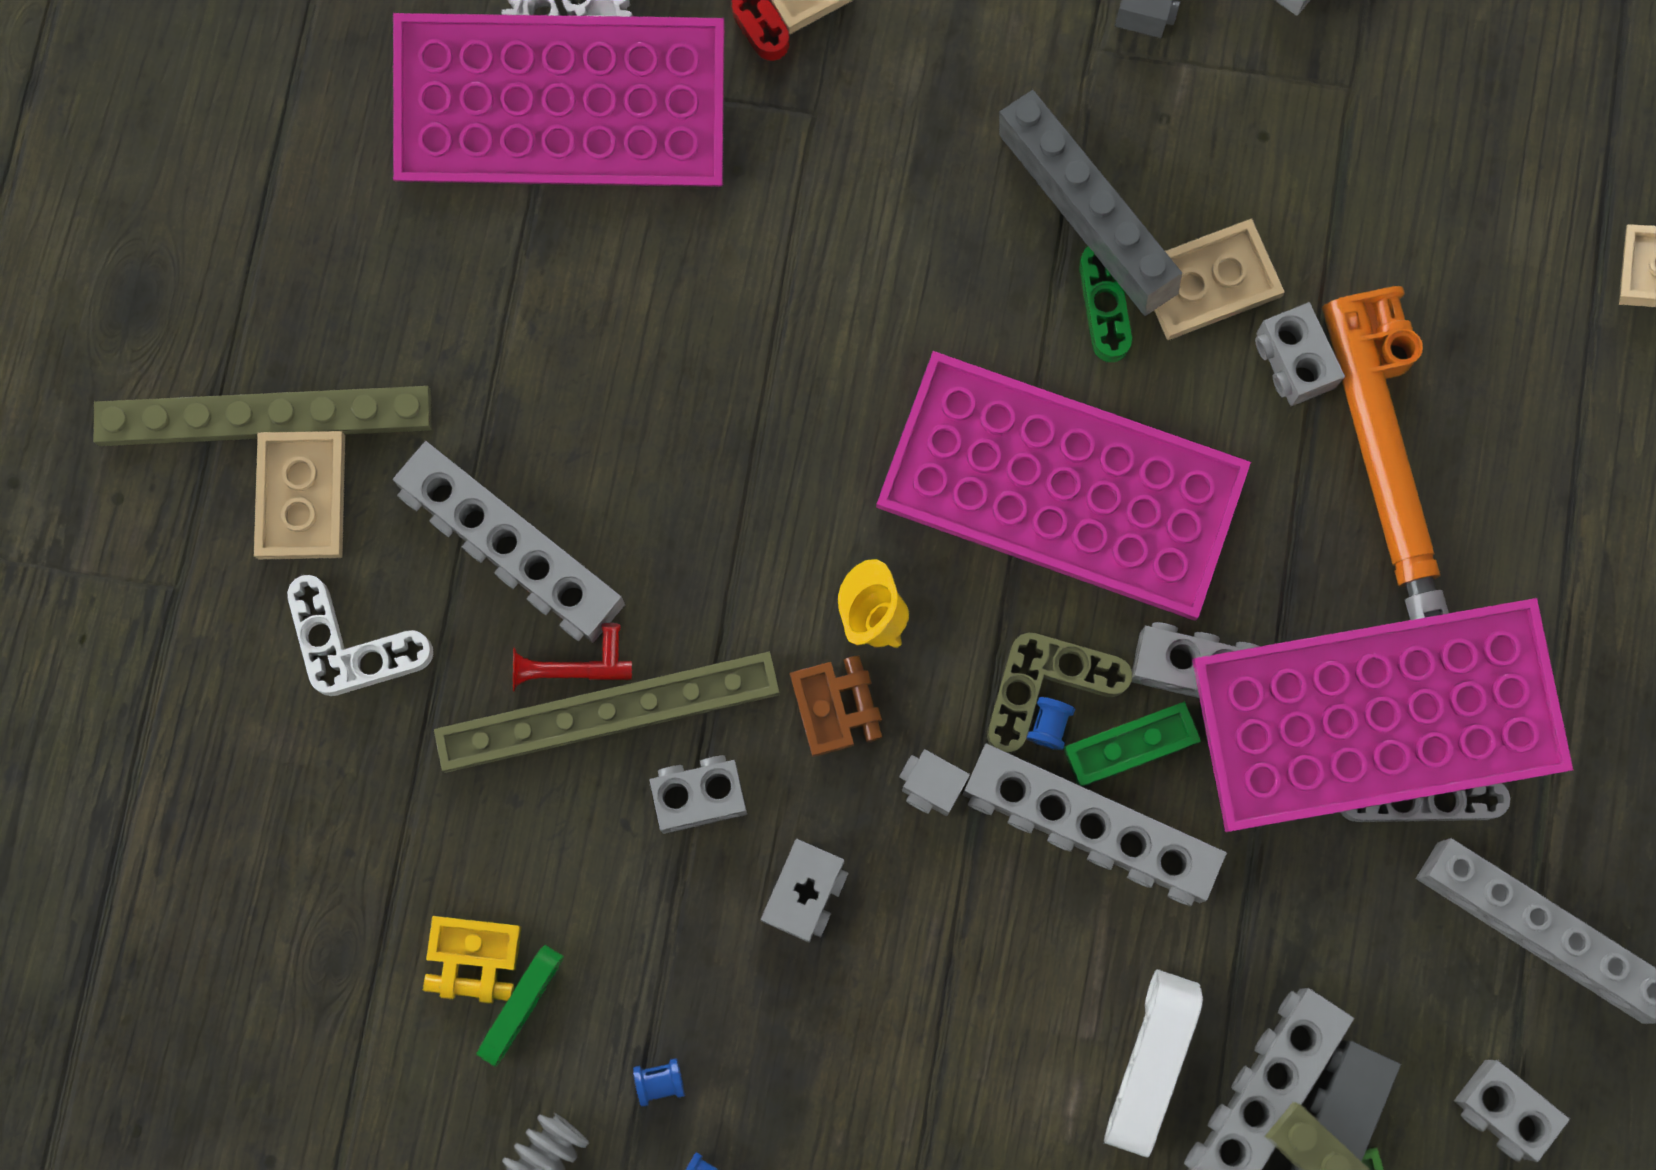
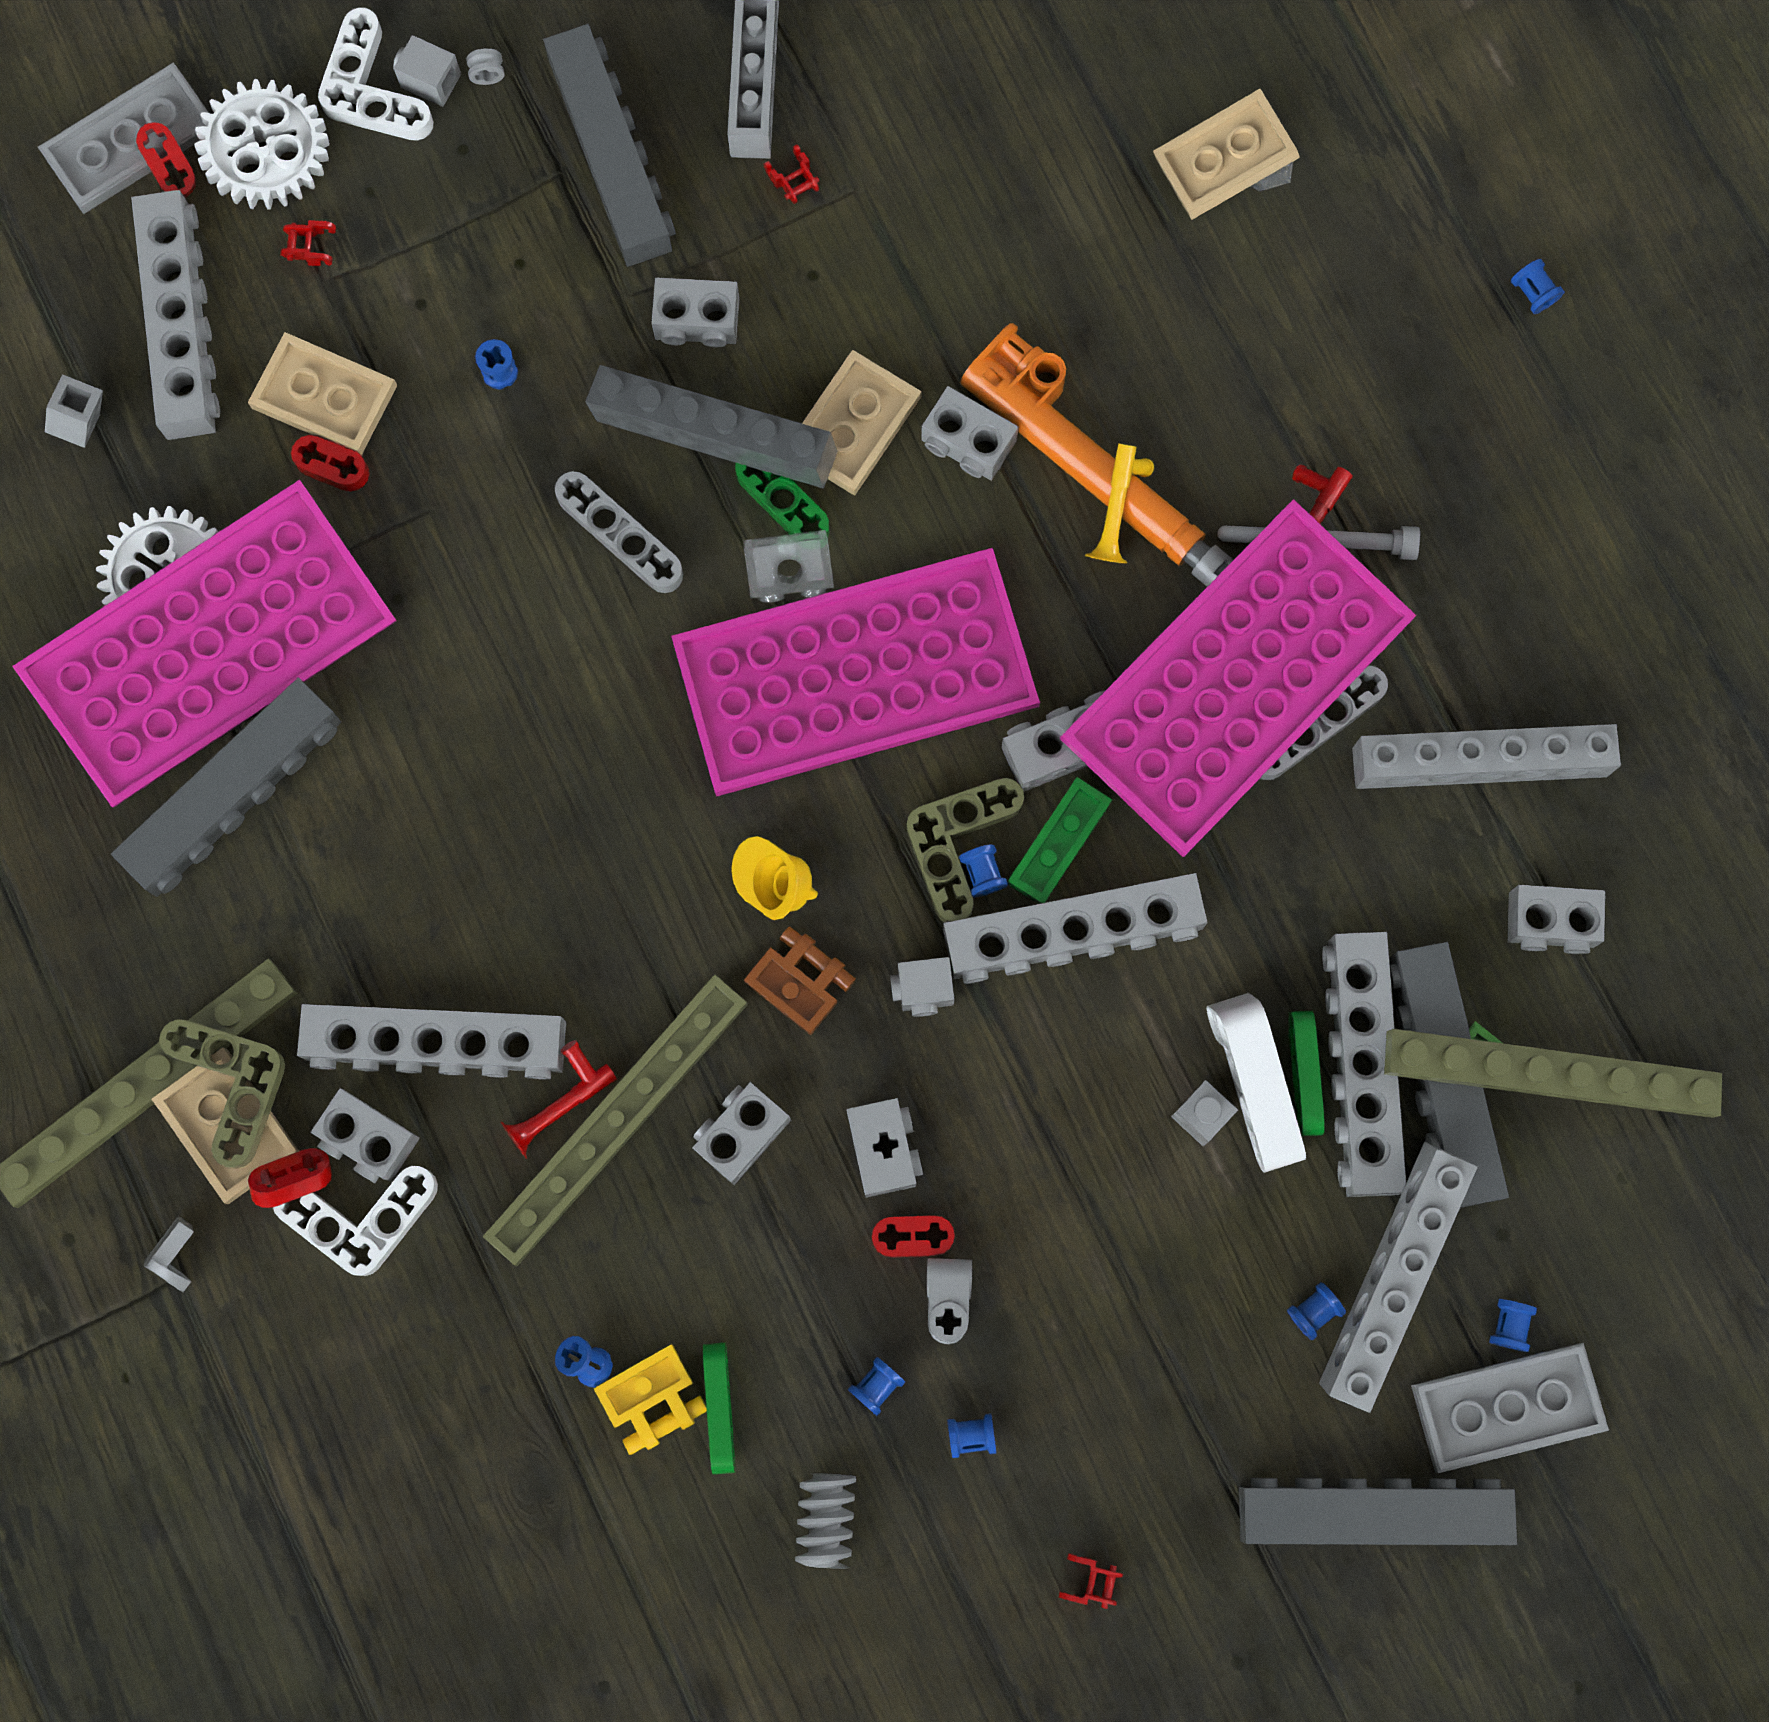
camera: 35 degrees left, 0 degrees up
(173, 564) = (165, 1251): none -> light grey tile
(318, 572) = (289, 1178): none -> red beam
(343, 460) = (241, 1068): none -> olive beam
(408, 577) = (369, 1128): none -> light grey brick
(427, 887) = (581, 1349): none -> blue bush
(492, 227) = (227, 788): none -> dark grey brick
(769, 990) = (913, 1225): none -> red beam
(772, 1046) = (948, 1290): none -> light grey piece
(952, 22) = (501, 374): none -> blue bush
(956, 236) = (615, 535): none -> light grey beam
(1090, 1057) = (1204, 1113): none -> light grey brick
(1094, 357) = (766, 554): none -> clear brick
(1152, 92) = (697, 300): none -> light grey brick
(1200, 1086) = (1306, 1073): none -> green beam
(1292, 39) = (781, 181): none -> red piece
(1409, 472) = (1124, 467): none -> yellow piece
(1575, 612) = (1330, 488): none -> red piece
(1605, 700) = (1401, 542): none -> light grey piece

